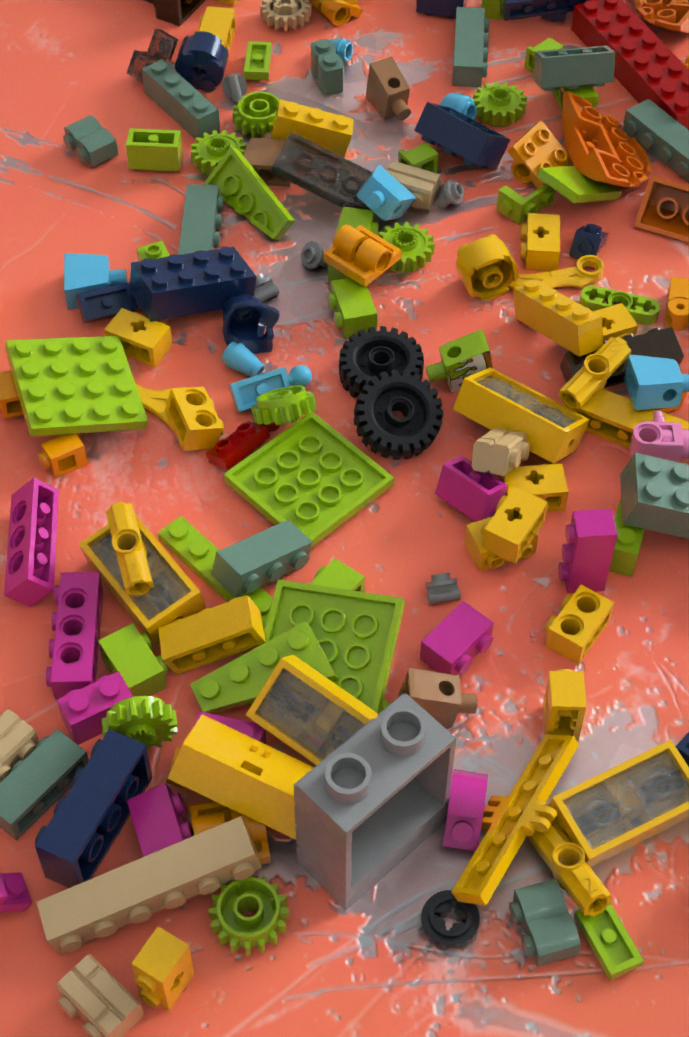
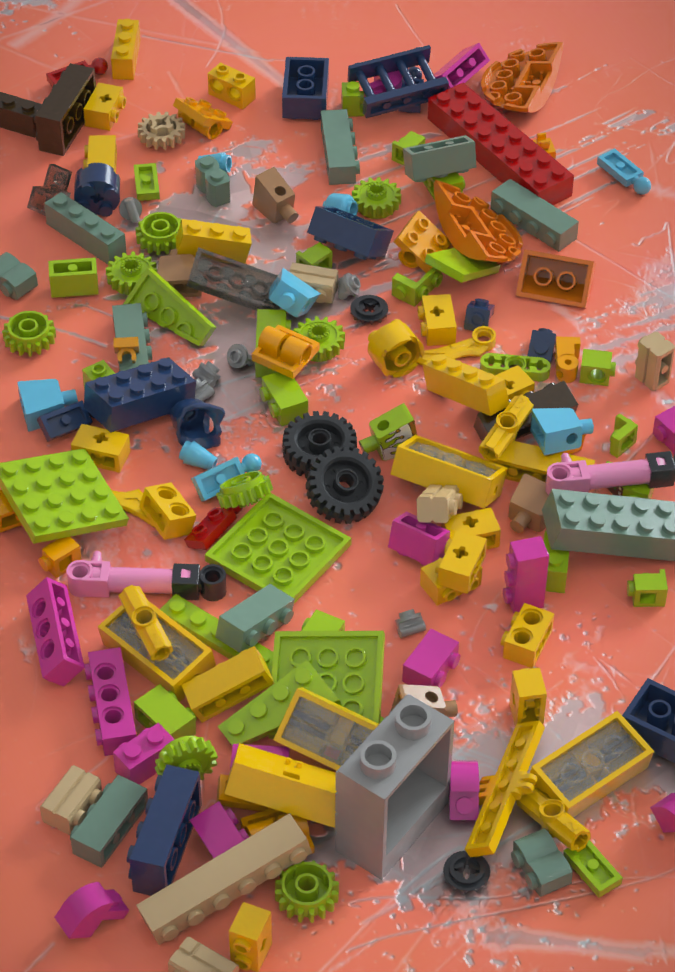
camera: 10 degrees left, 5 degrees down
(93, 203) = (29, 332): none -> lime gear
(188, 228) = (126, 345): none -> light orange tile
(194, 501) = (98, 579): none -> bright pink piece
(276, 269) = (207, 371): none -> light grey plate
(469, 214) = (369, 302): none -> black gear
(605, 465) = (527, 505): none -> medium nougat torso
(654, 283) = (542, 344): none -> dark blue bracket

